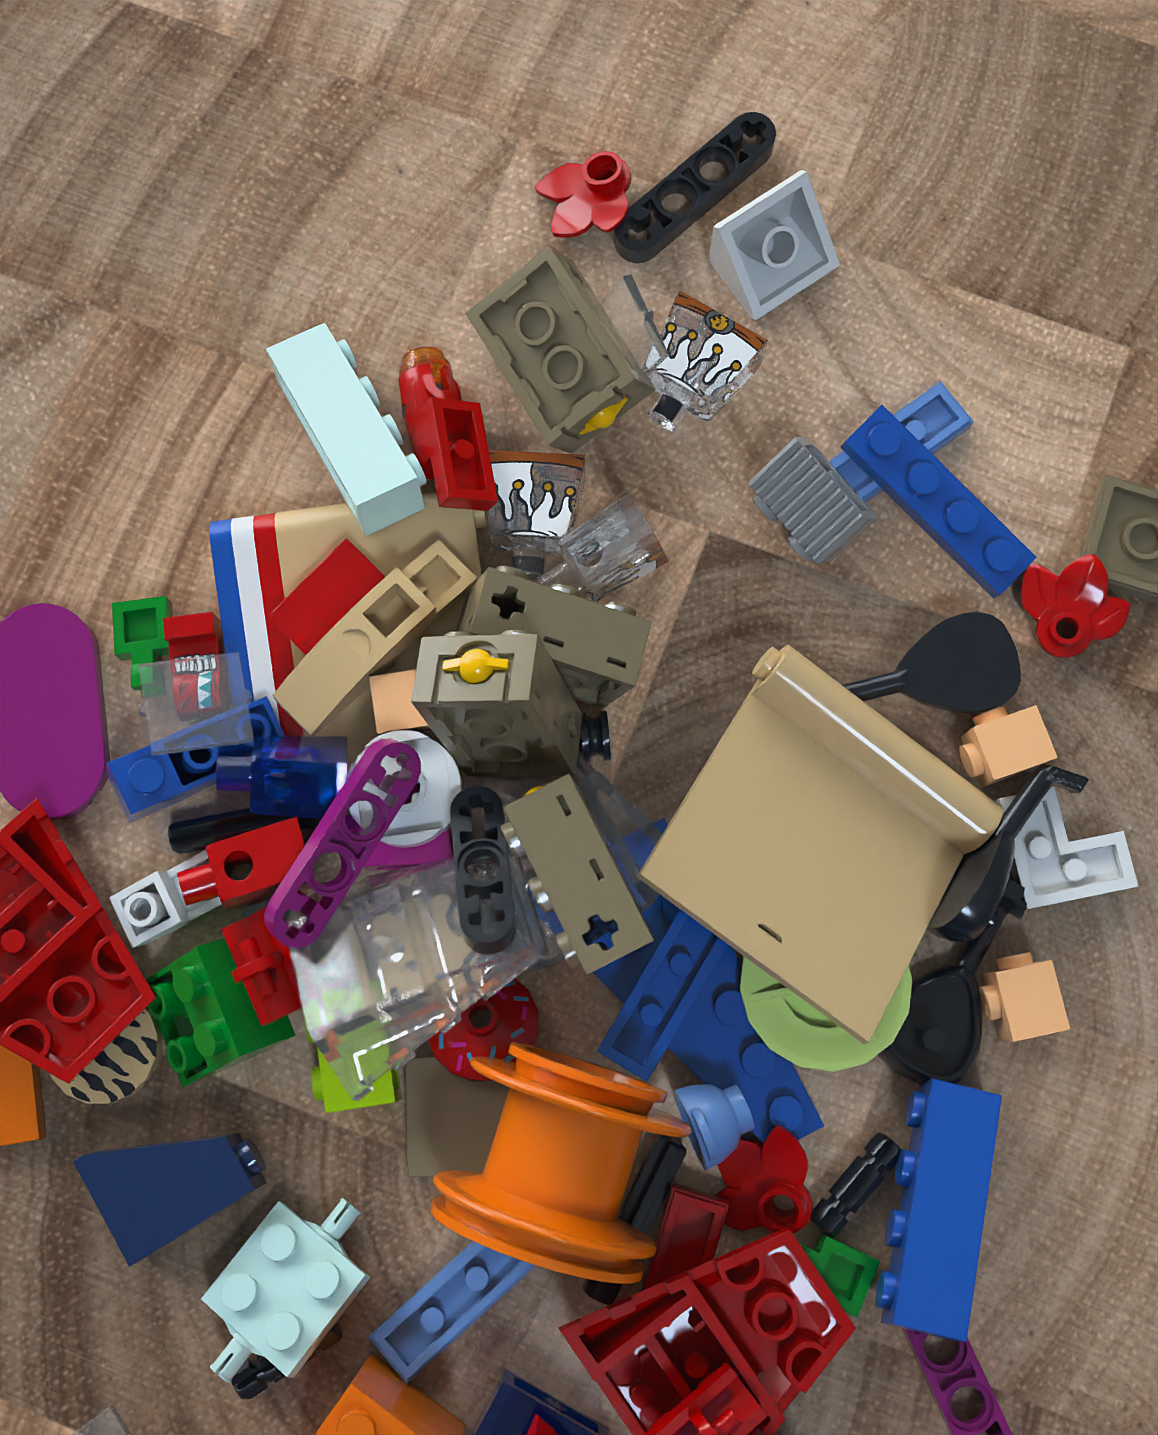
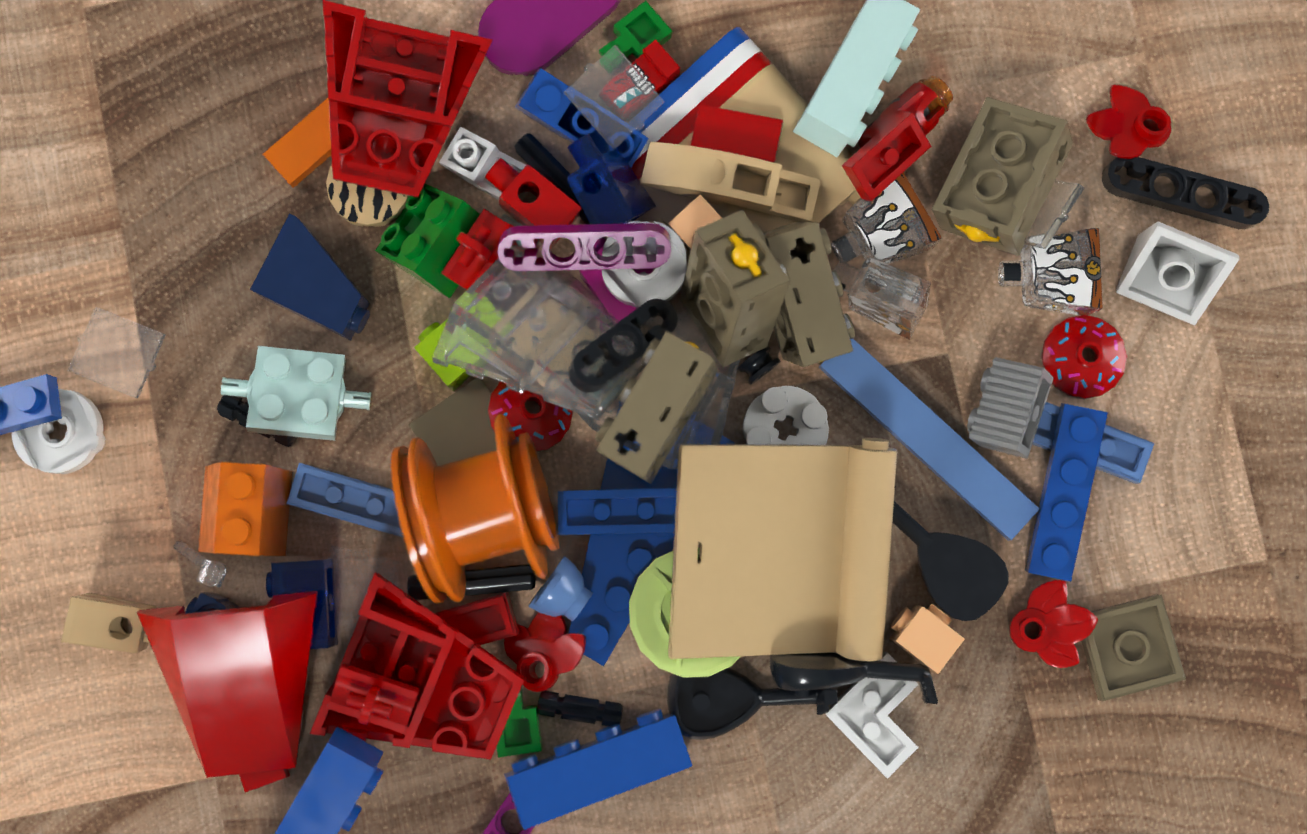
camera: 55 degrees right, 5 degrees up
(651, 741) = (781, 402): none -> white plate
(791, 414) = (1065, 362): none -> red dish
(795, 606) = (931, 440): none -> medium blue tile
(1023, 998) = (765, 745): light nougat brick -> none

